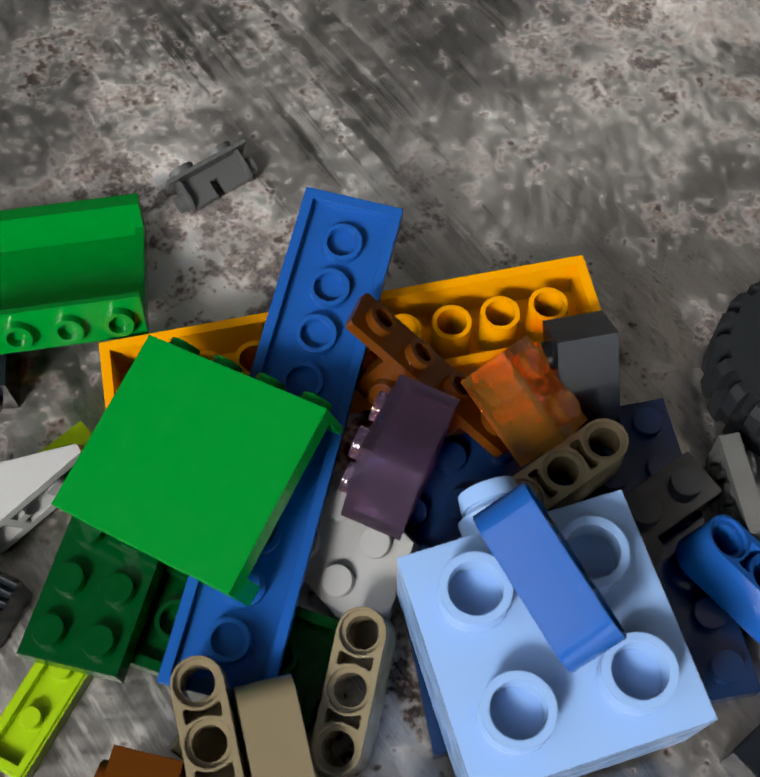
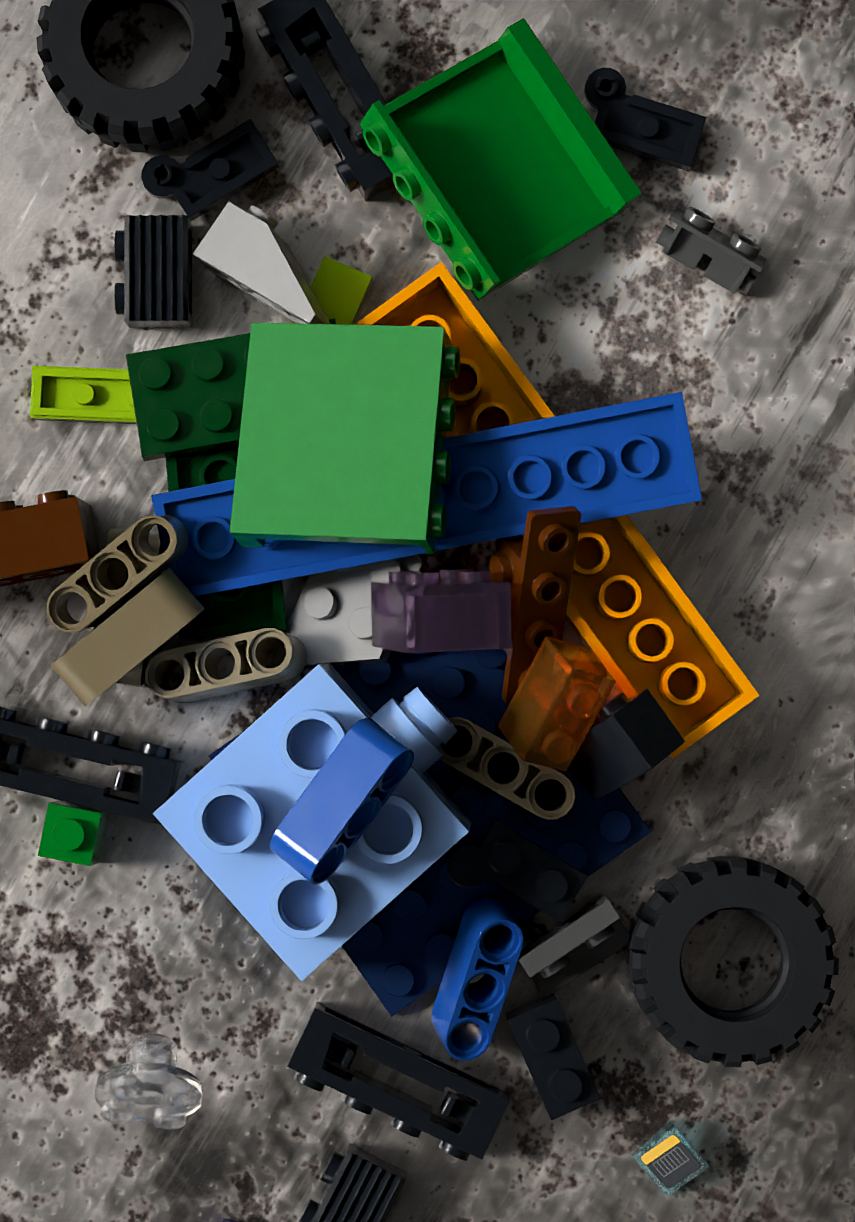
camera: 60 degrees right, 25 degrees up
(98, 176) = (641, 123): none -> black hinge

